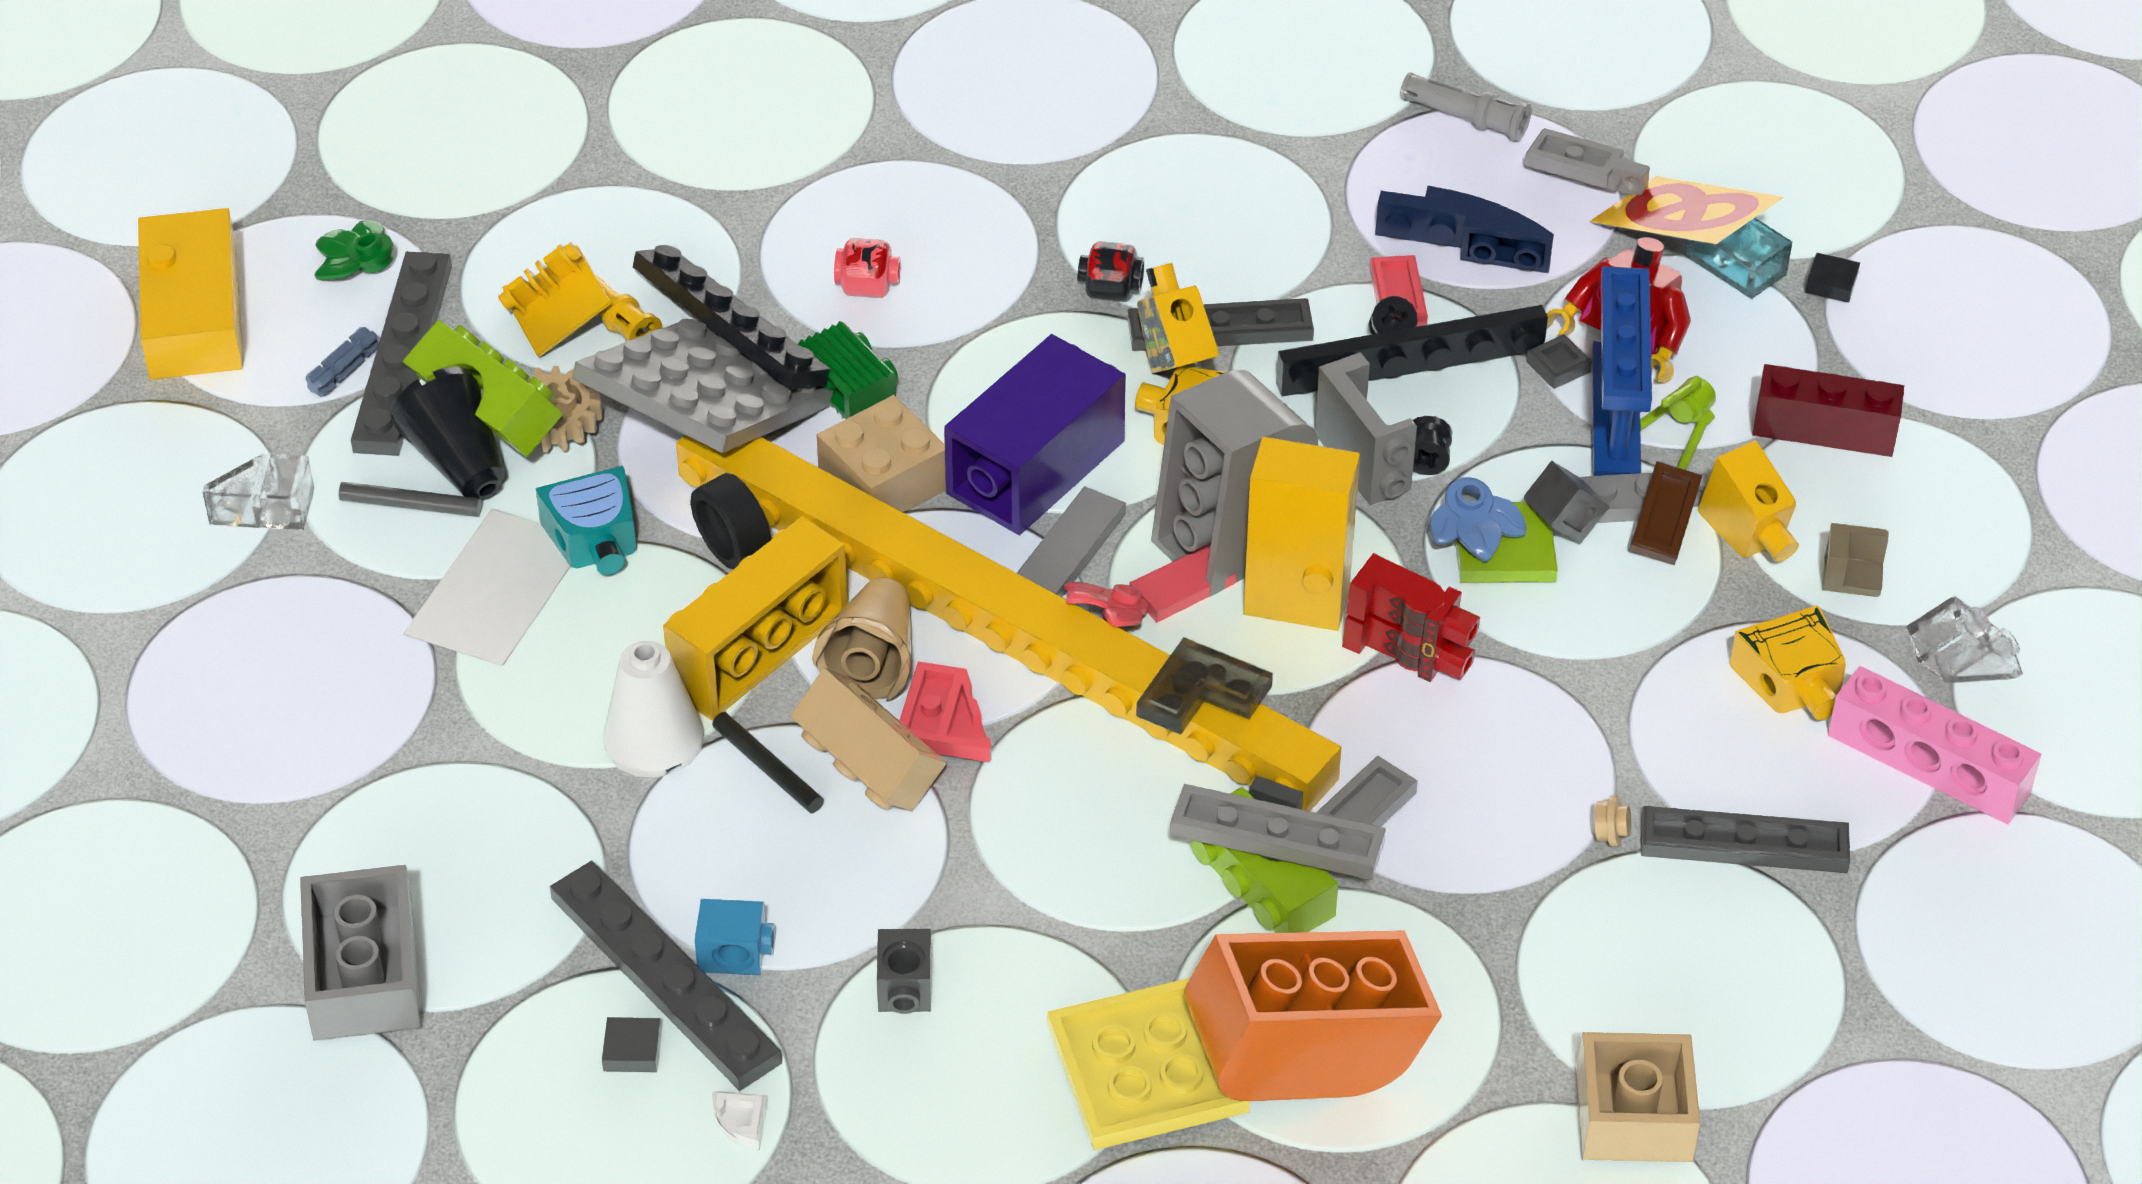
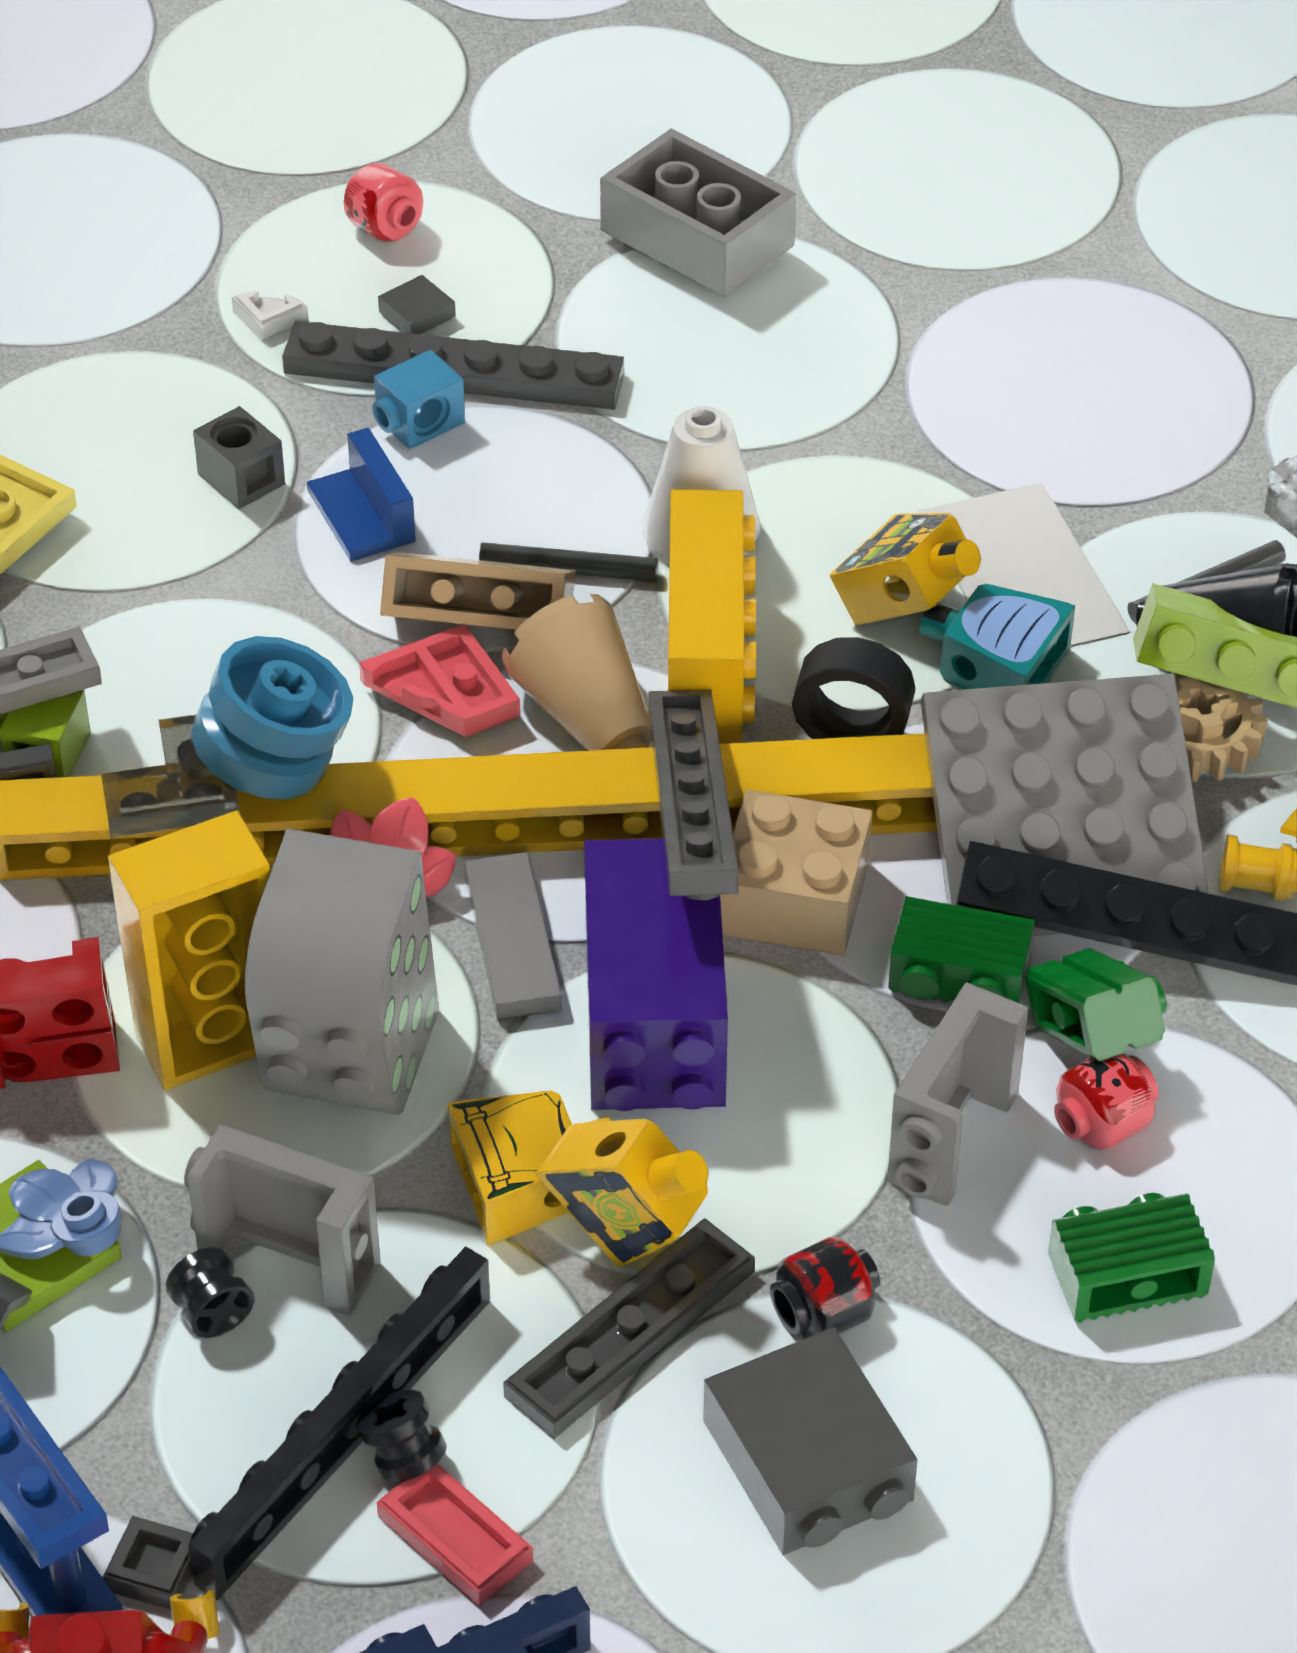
camera: 140 degrees right, 0 degrees up
(558, 1141) = (383, 202): none -> coral head
(590, 578) = (923, 561): none -> yellow torso
(824, 282) = (1096, 1003): none -> green brick
(850, 890) = (367, 503): none -> blue panel
(930, 451) = (692, 795): none -> dark grey plate
(948, 198) = (1131, 1256): none -> green brick
(954, 290) = (968, 1056): none -> light grey panel
(1122, 648) = (271, 717): none -> dark azure wheel
(1195, 217) = (809, 1441): none -> dark grey brick

